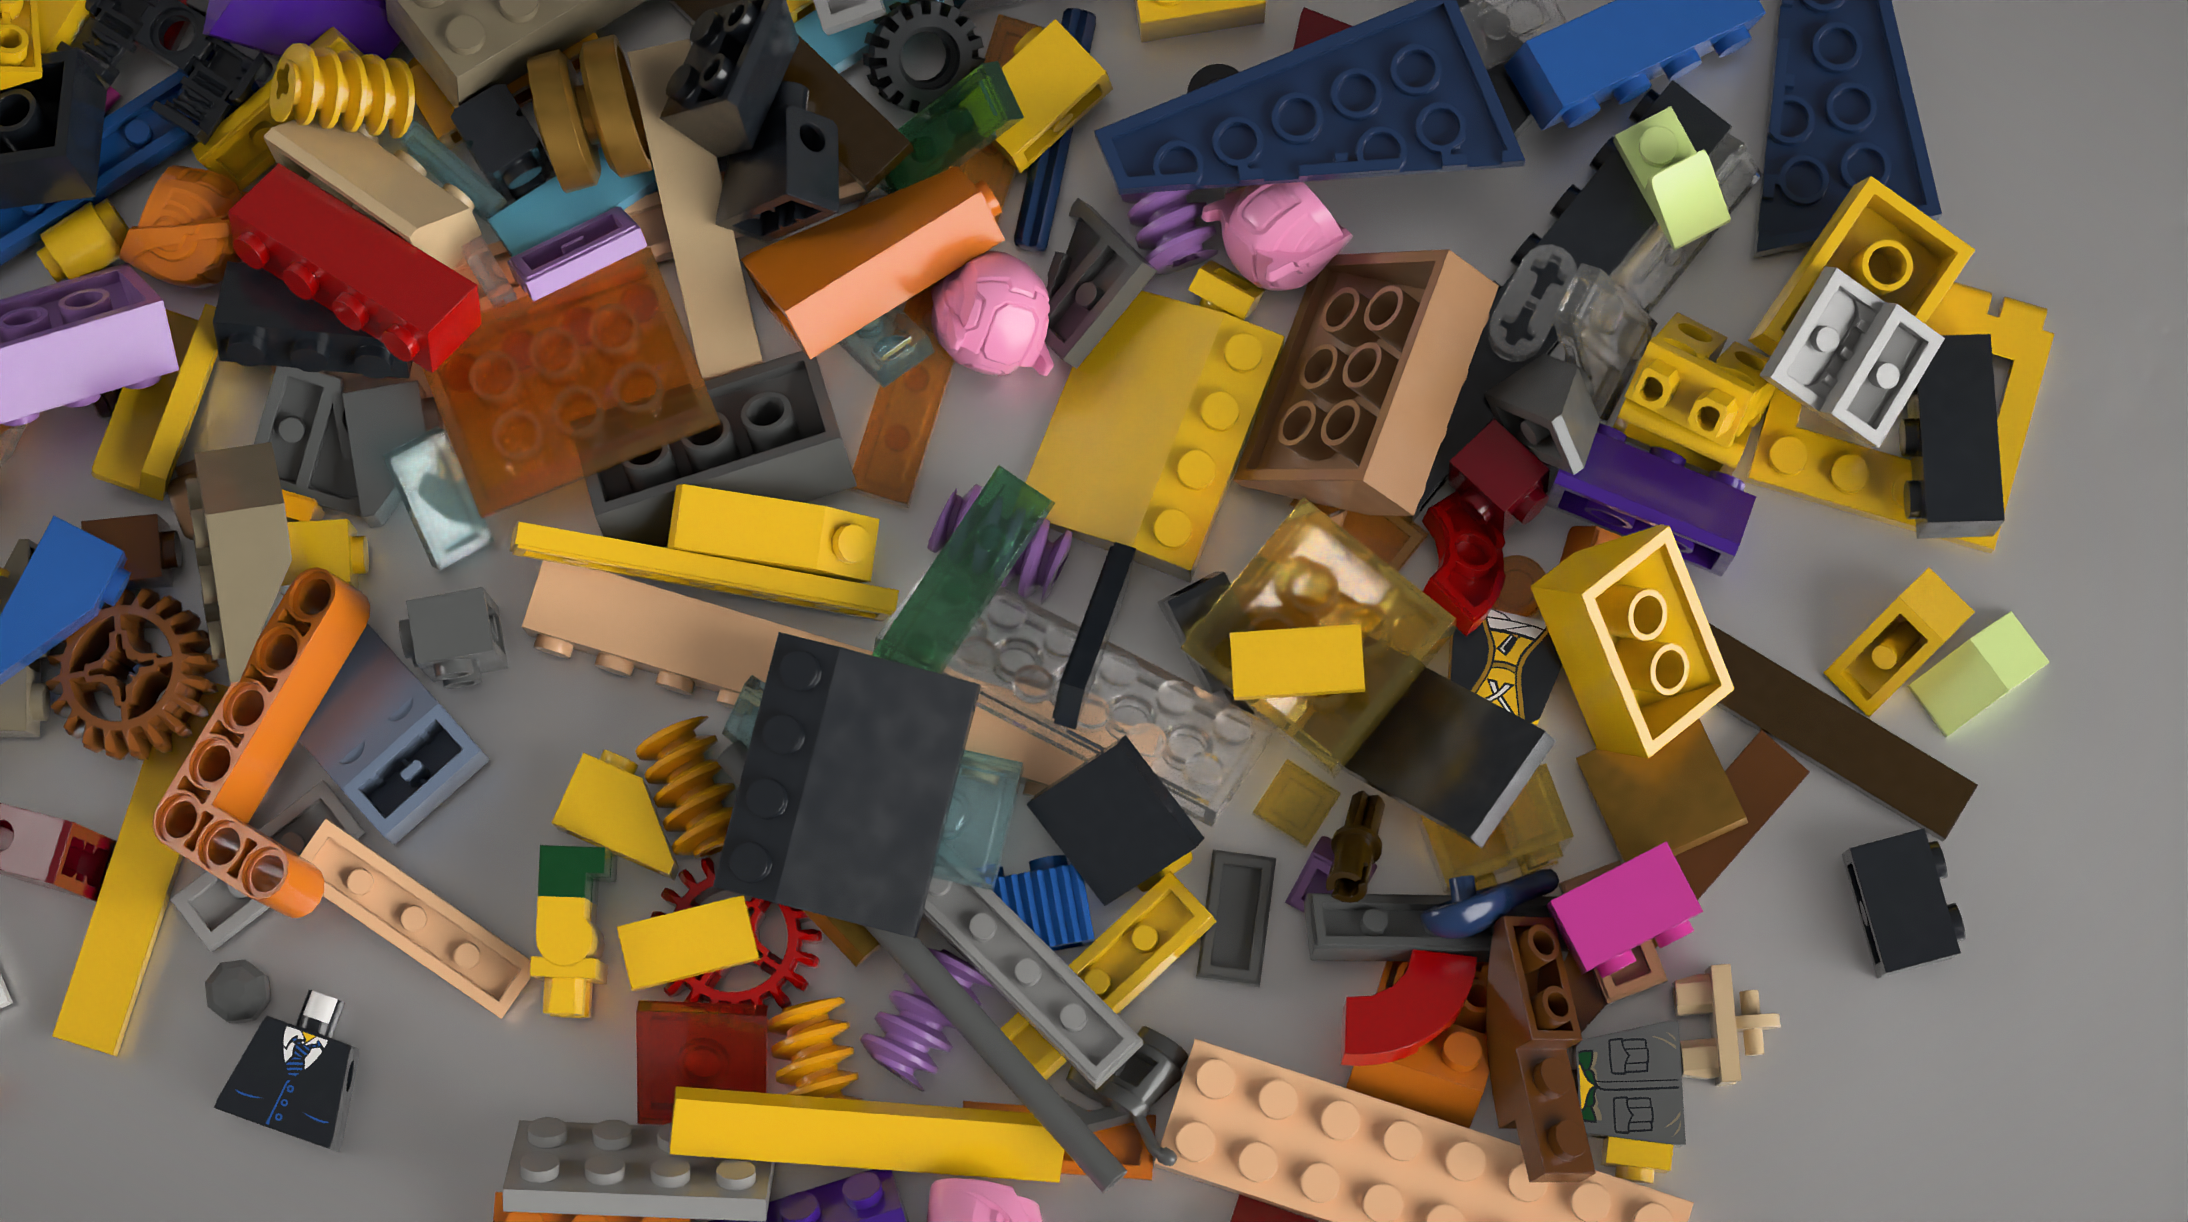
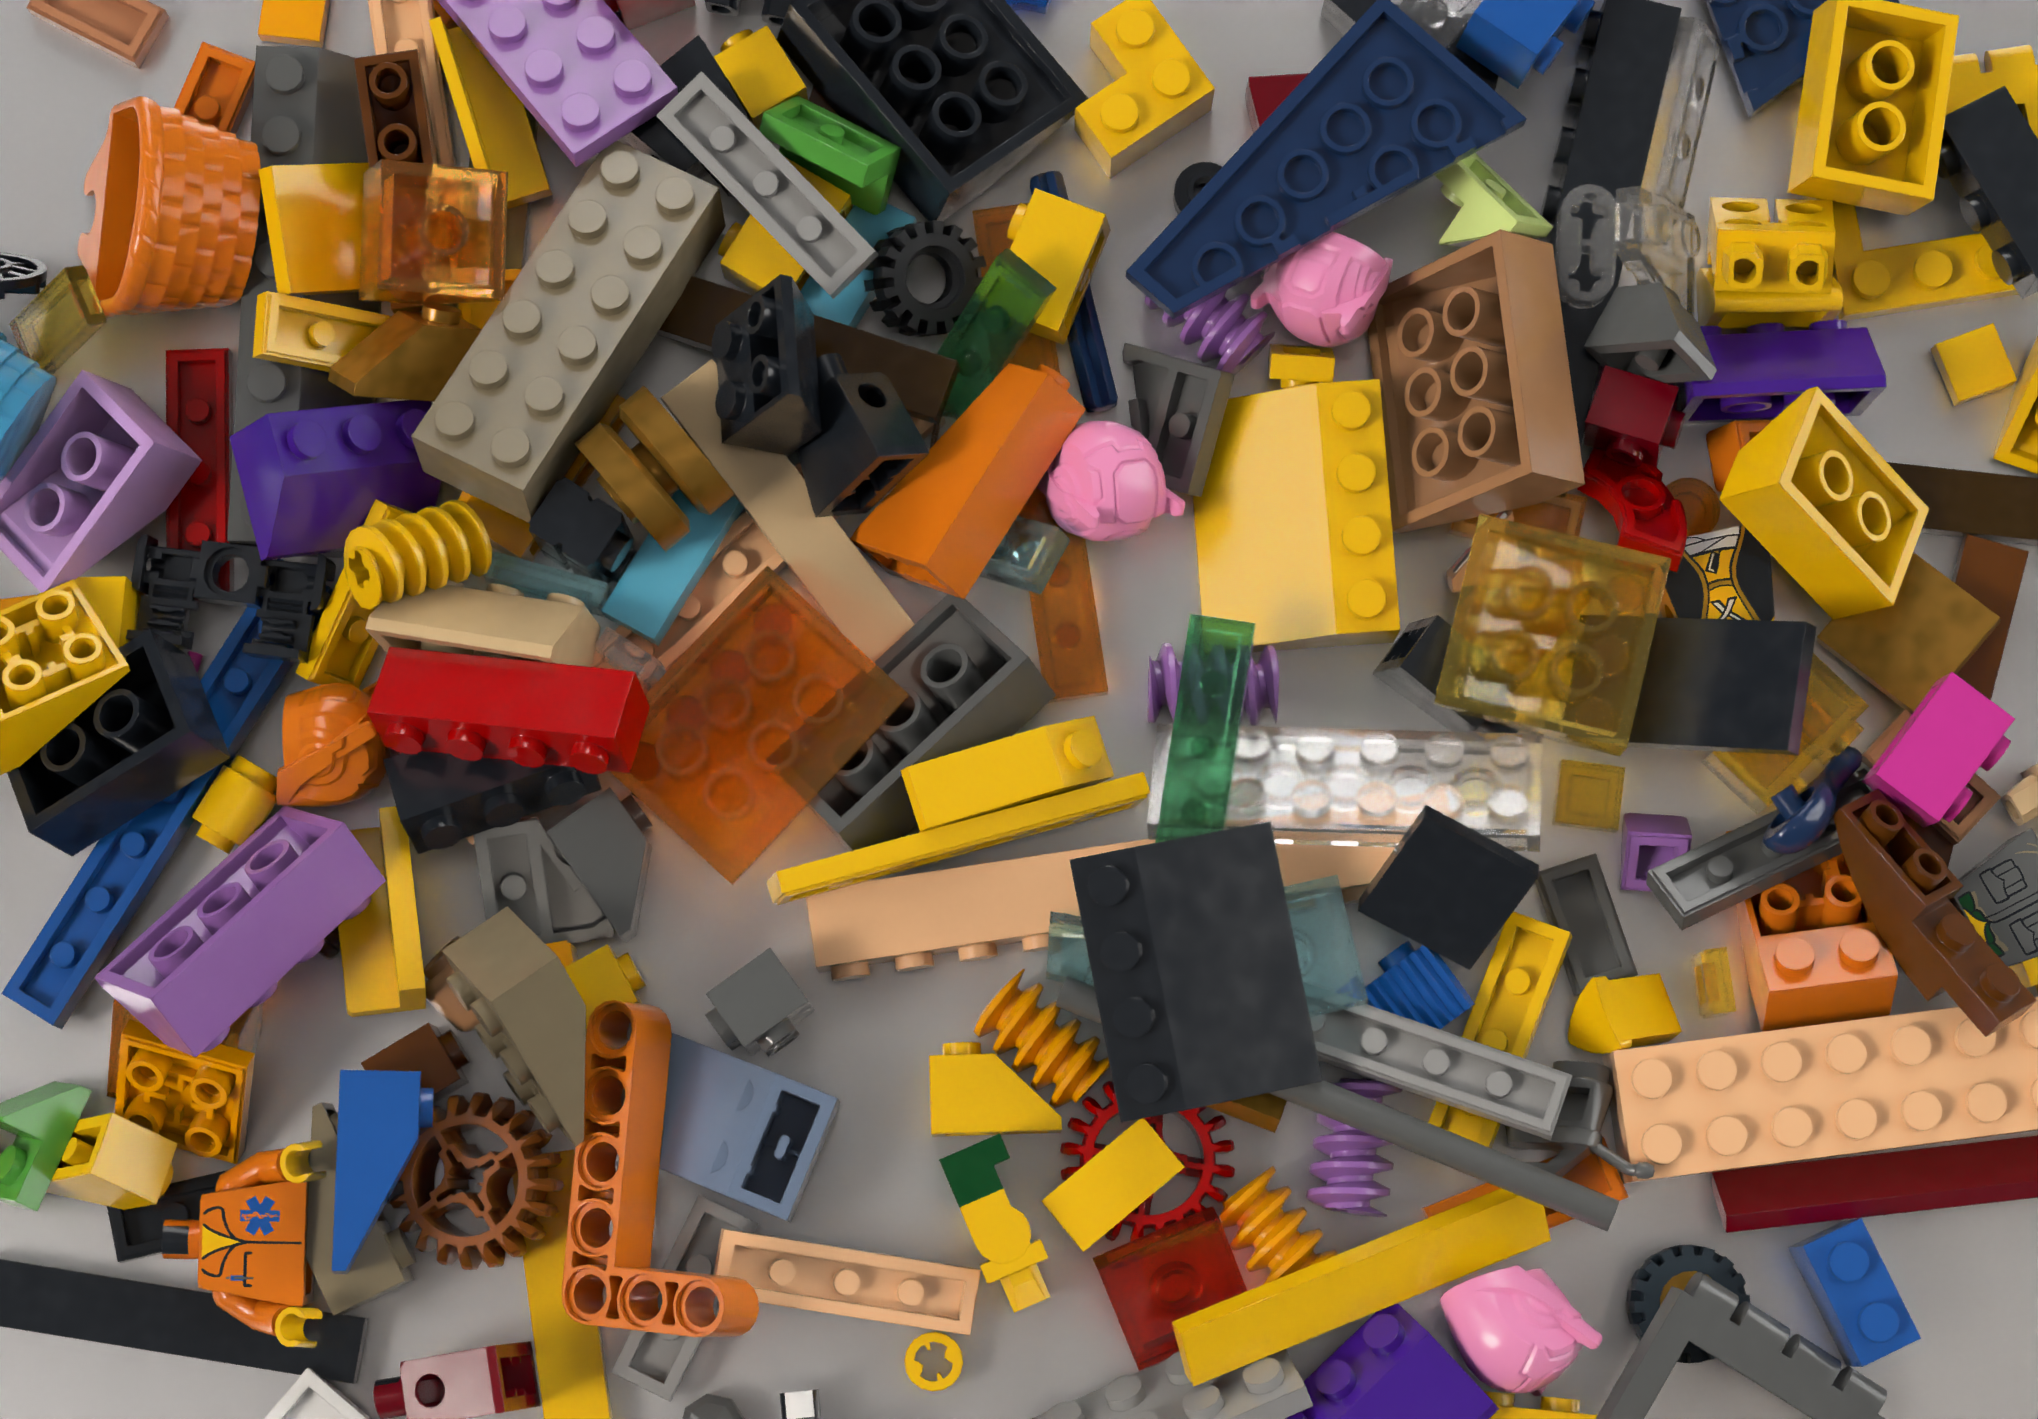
camera: 30 degrees left, 0 degrees up
(437, 498) = (680, 885): clear light blue tile -> none
(440, 1027) = (915, 1368): none -> yellow bush
(576, 253) = (701, 602): medium lavender tile -> none
(1093, 635) = (1346, 729): black tile -> none
(1227, 1013) = (1622, 1014): none -> yellow tile
(1297, 662) = (1550, 665): yellow tile -> none
(1322, 1024) = (1713, 983): none -> clear yellow tile
(1356, 848) = (1668, 809): dark brown axle -> none
(1408, 1013) = (1797, 937): red tile -> none
(1465, 222) = (1486, 205): none -> yellowish green slope
(1673, 178) = (1657, 79): yellowish green slope -> none
(1847, 578) = (1973, 364): none -> yellow tile
(1852, 356) = (1901, 160): light grey slope -> none

